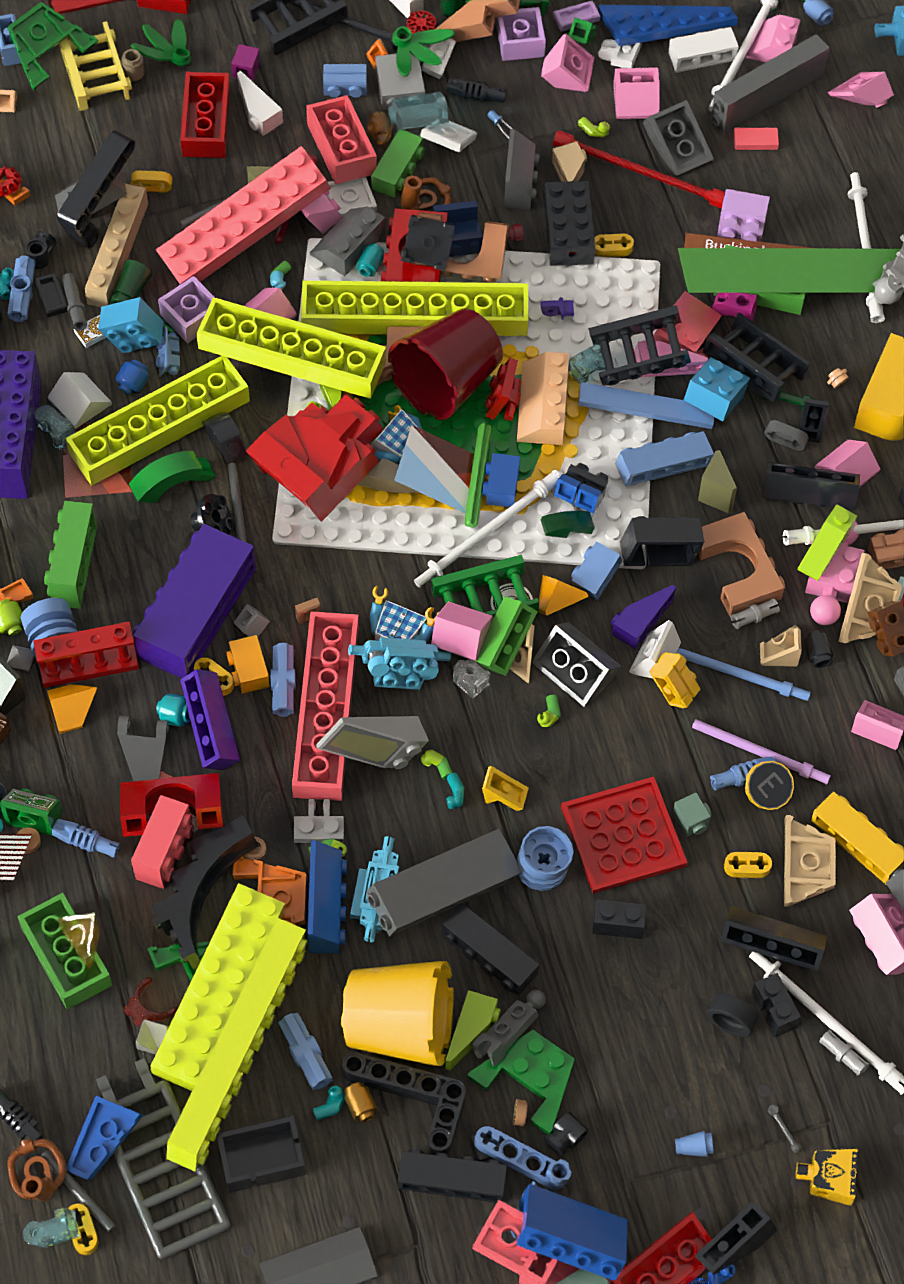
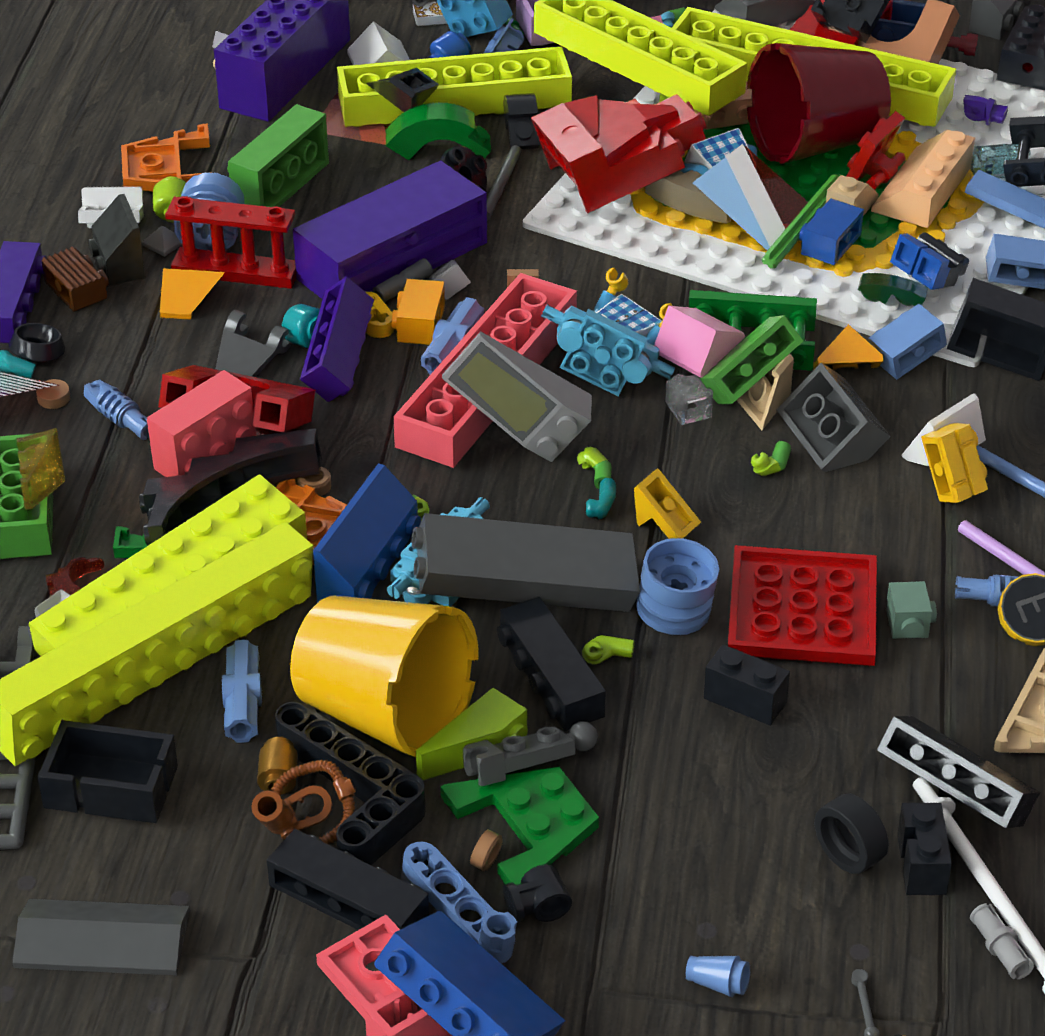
camera: 25 degrees right, 20 degrees down
(27, 809) = (70, 360): green slope -> none
(54, 423) = (331, 58): clear light blue leg -> none
(133, 447) = (406, 89): none -> black slope
(218, 639) = (396, 283): none -> dark grey piece
(318, 827) = (419, 483): light grey hinge -> none
(333, 1104) = (239, 762): teal arm -> none
(370, 260) = (782, 17): teal brick -> none
(383, 1141) = (279, 815): none -> dark orange piece
(501, 439) = (852, 192): none -> tan slope
(515, 918) = (604, 647): none -> lime arm
(540, 489) = (875, 252): white bar -> none
(640, 617) = (934, 396): dark purple slope -> none
(747, 865) = (963, 689): yellow beam -> none

